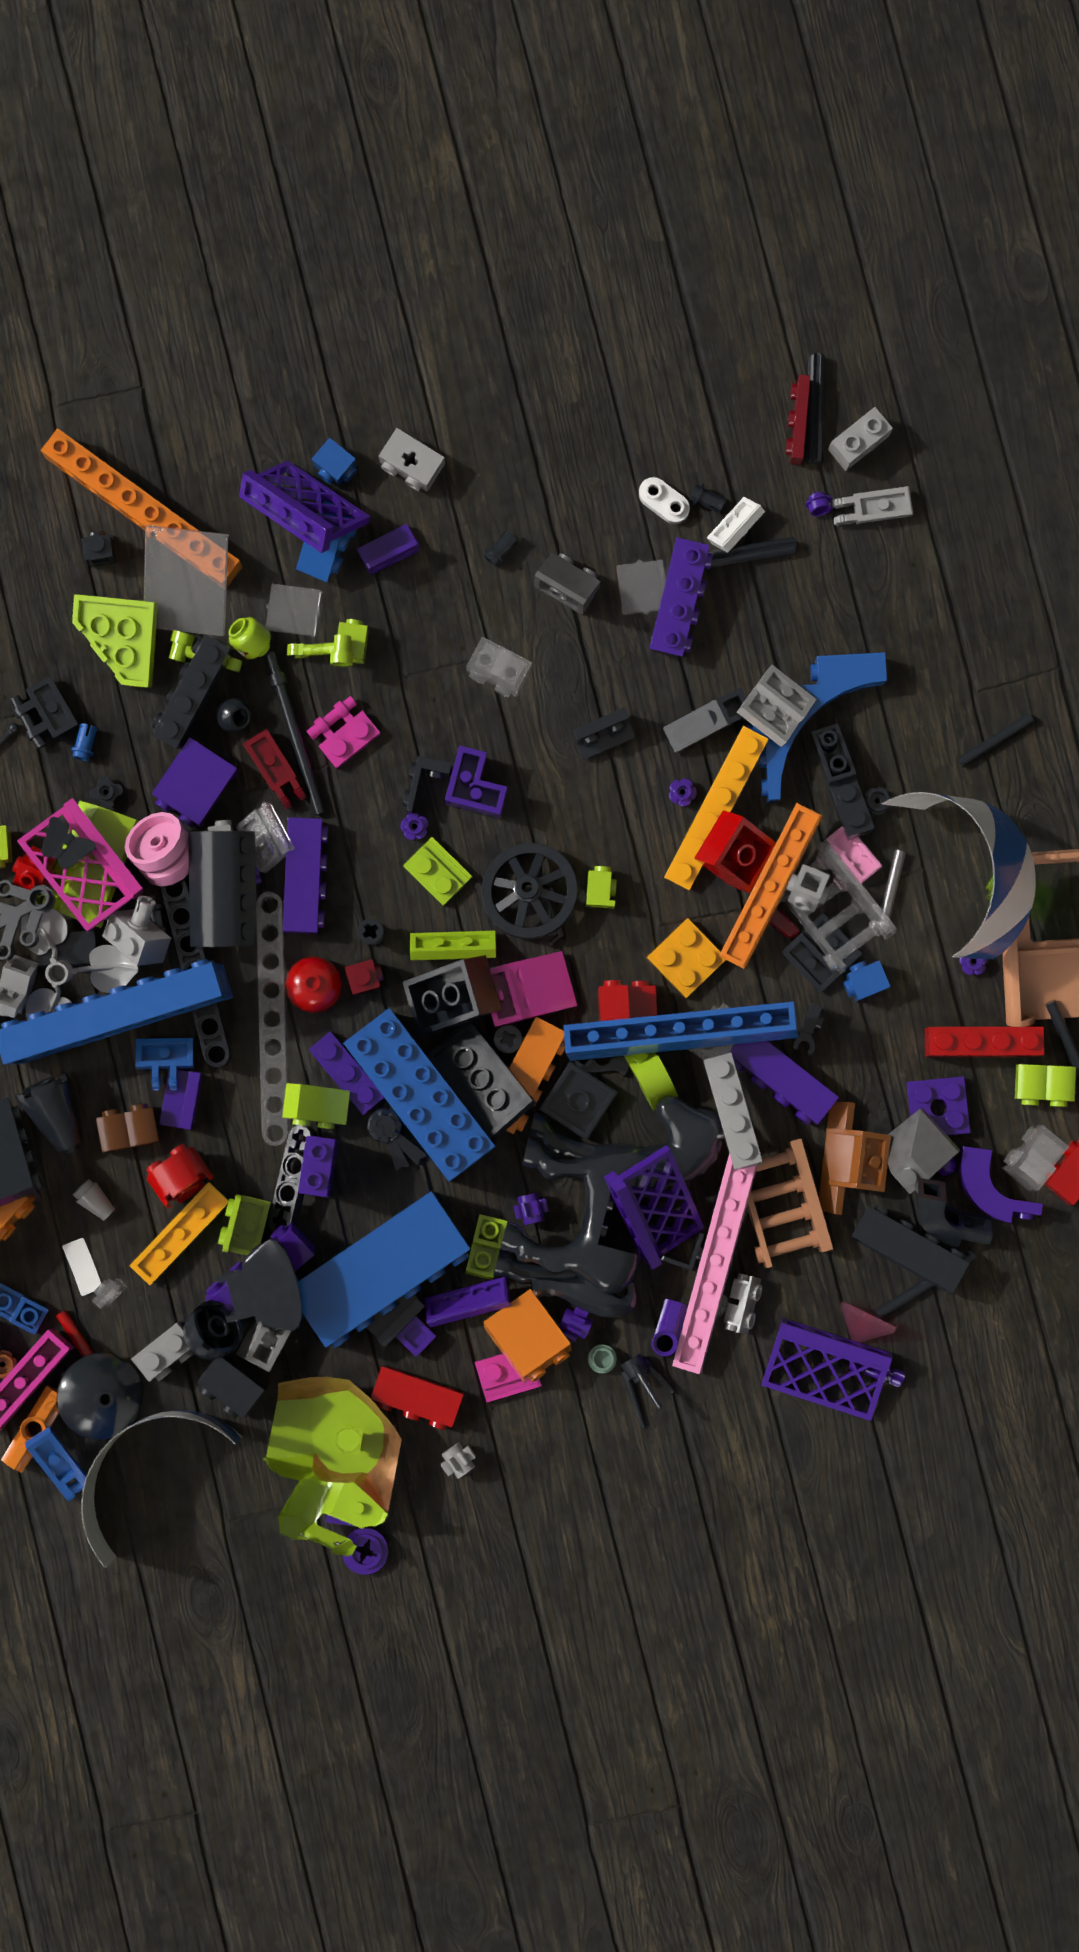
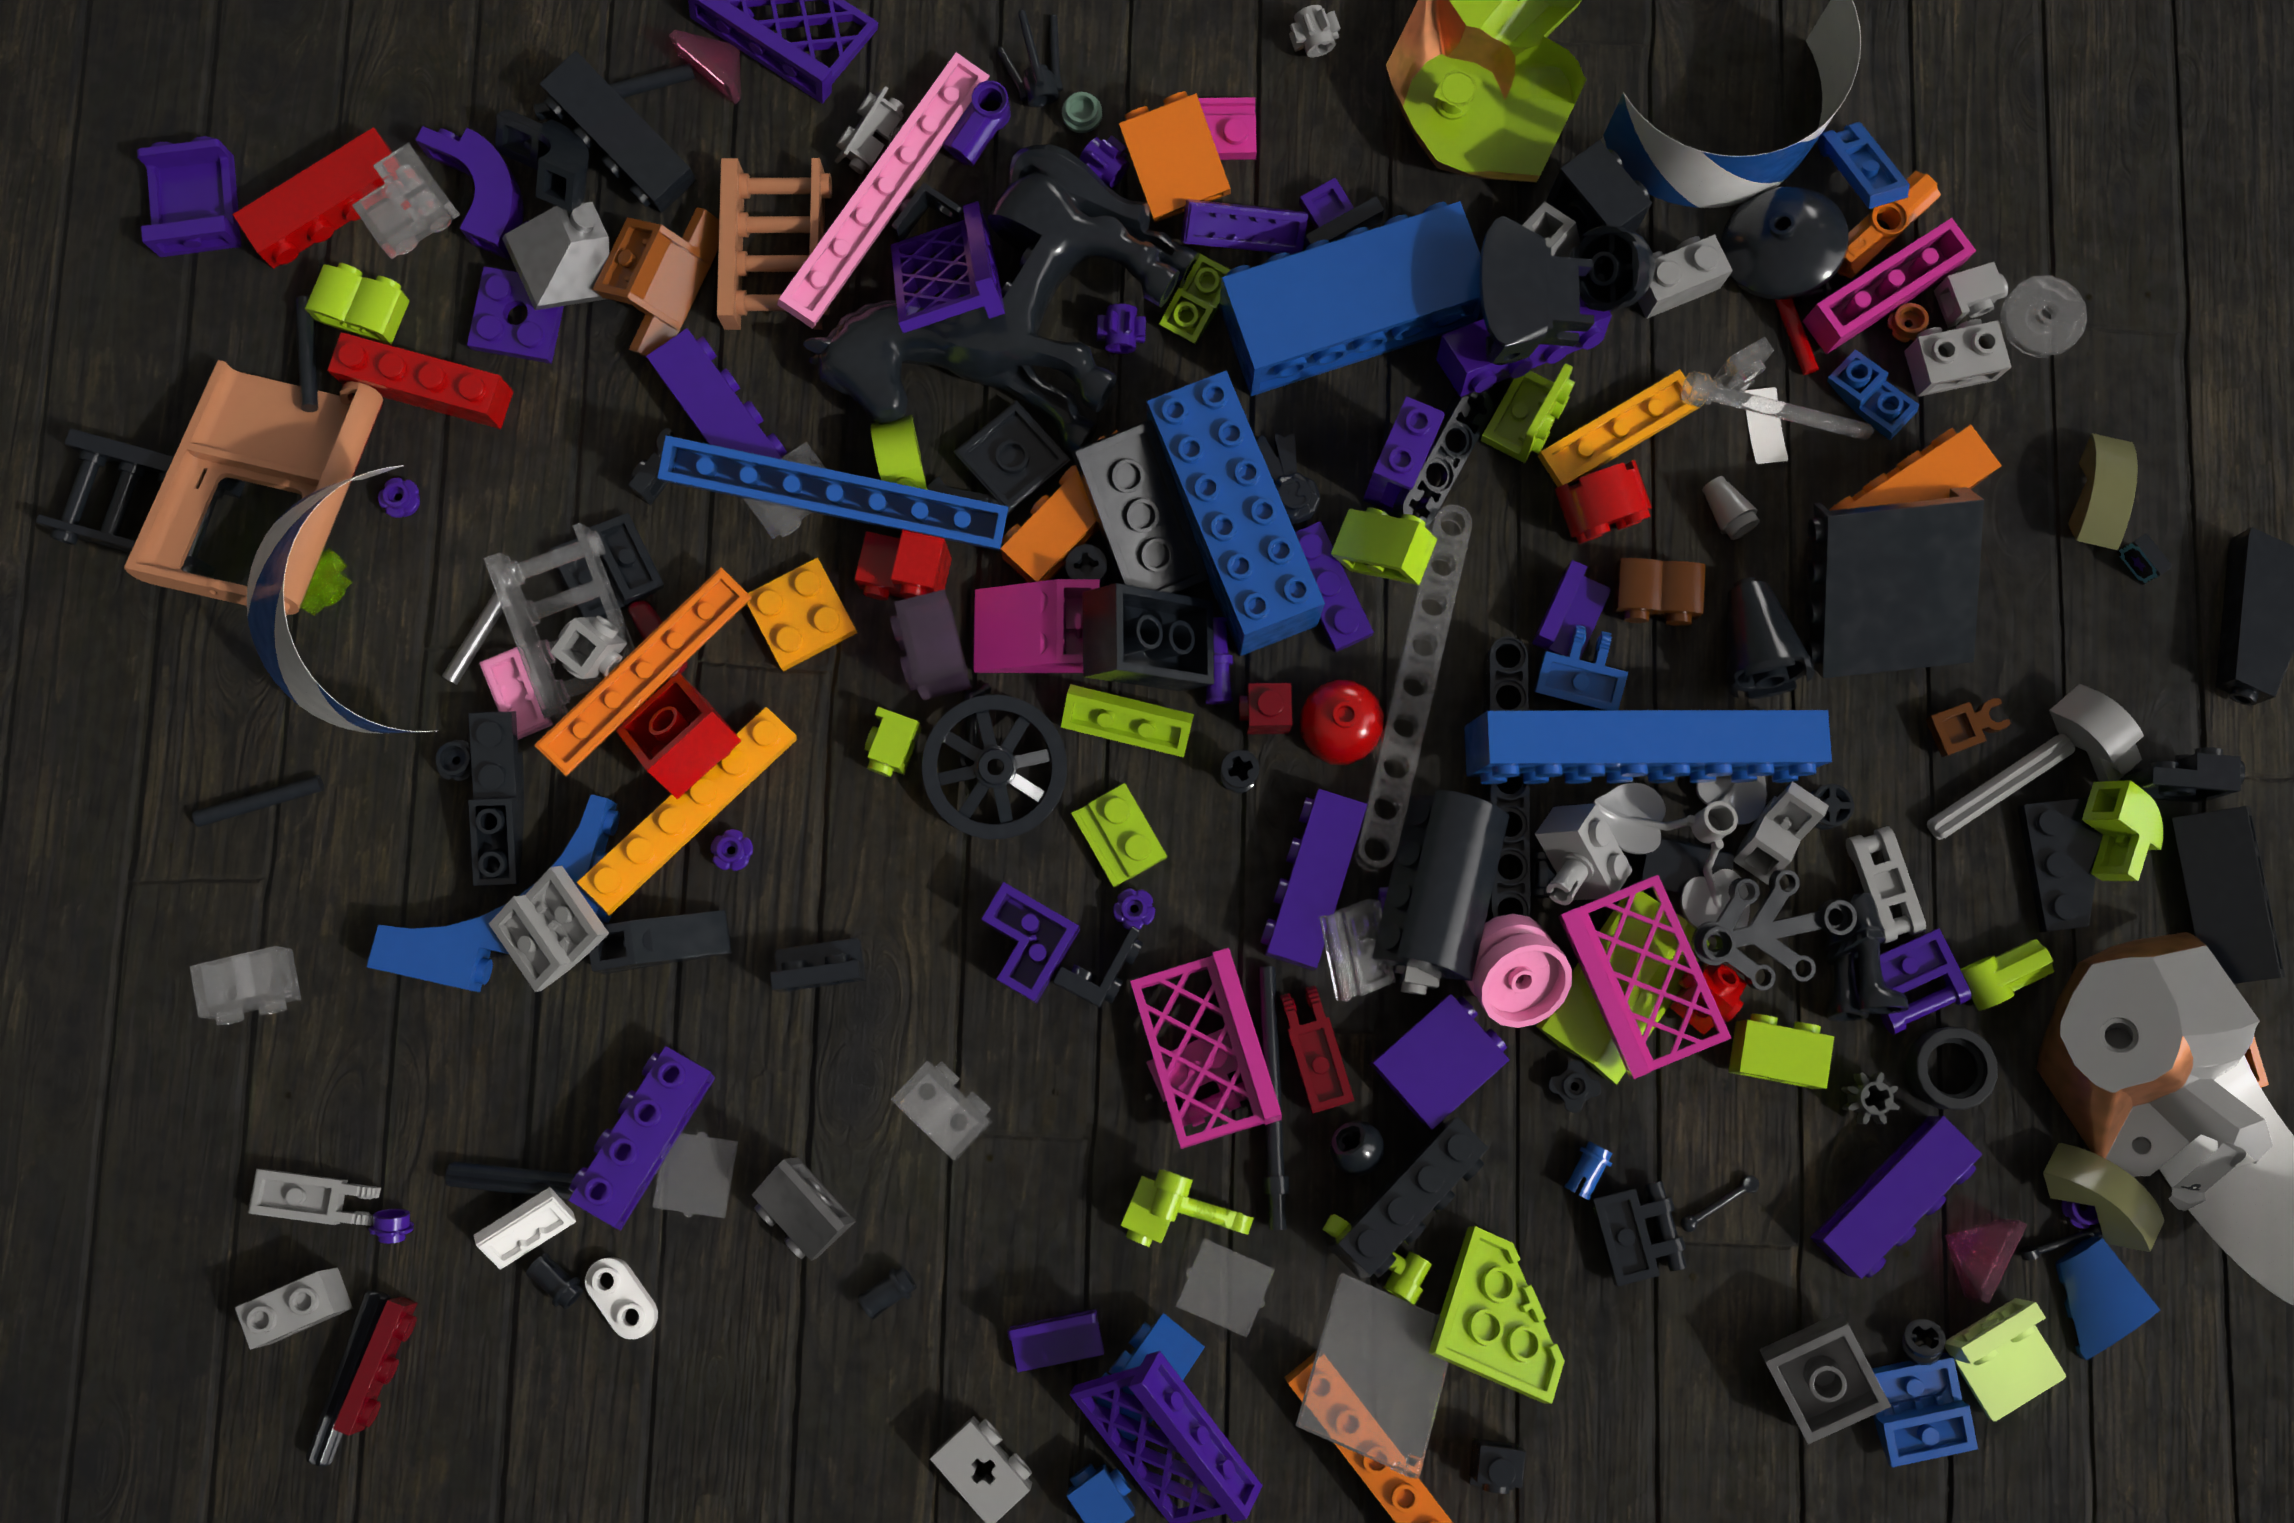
camera: 160 degrees left, 5 degrees down
(56, 837) = (1669, 1025): black animal -> none
(132, 1271) = (1701, 390): none -> clear piece
(249, 638) = (1302, 1259): lime head -> none
(323, 762) = (1242, 1039): none -> dark pink fence
(402, 1002) = (1221, 690): none -> dark purple pin
(416, 1397) = (1347, 127): red brick -> none
(591, 955) = (932, 645): none -> clear purple brick
(733, 1111) = (797, 366): light grey plate -> none
(865, 980) = (555, 508): blue brick -> none
(958, 622) = (245, 983): none -> clear brick

